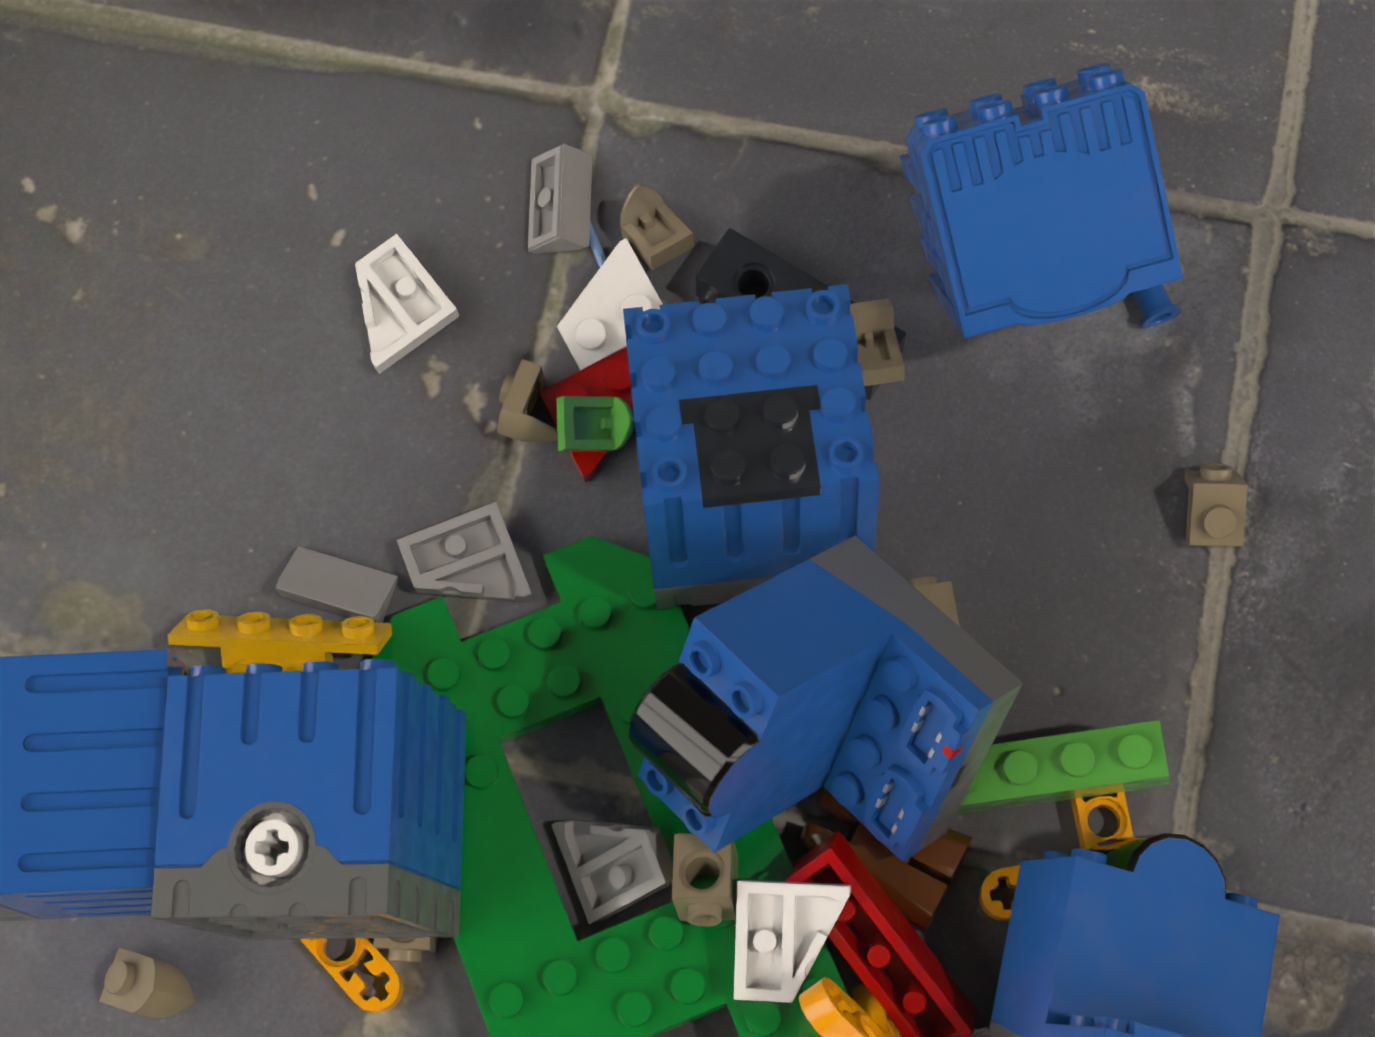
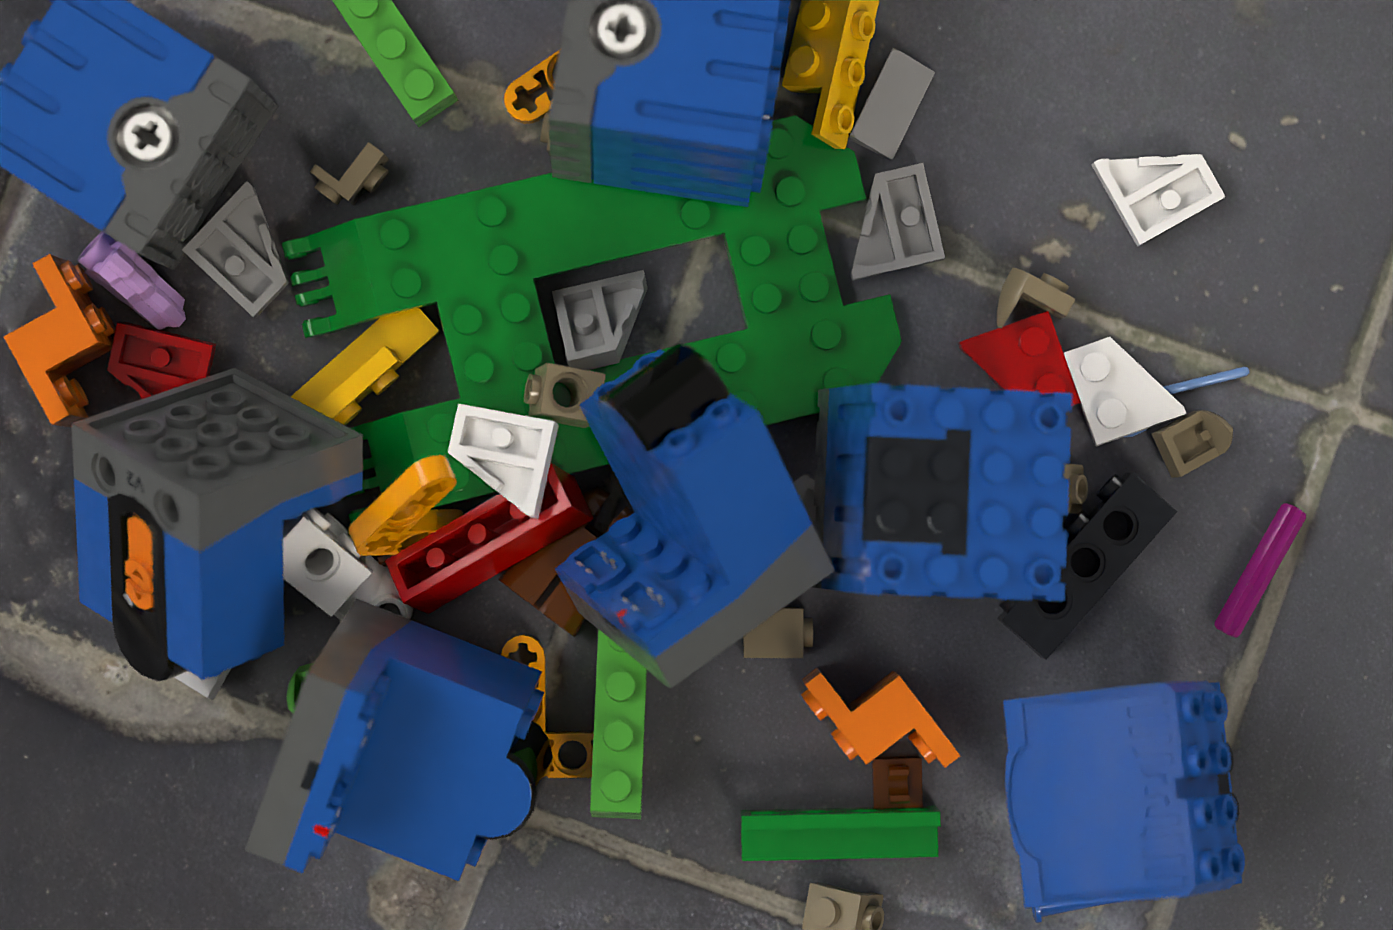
camera: 95 degrees right, 15 degrees up
(560, 200) = (1239, 356): light grey slope -> none
(593, 423) = (1002, 355): bright green plate -> none
(775, 150) = (1260, 570): none -> magenta axle
(877, 342) = (1032, 623): dark tan bracket -> none
(1001, 492) = (878, 719): none -> orange bracket
(1062, 472) = (897, 782): none -> reddish brown tile
(1129, 523) = (839, 833): none -> green fence

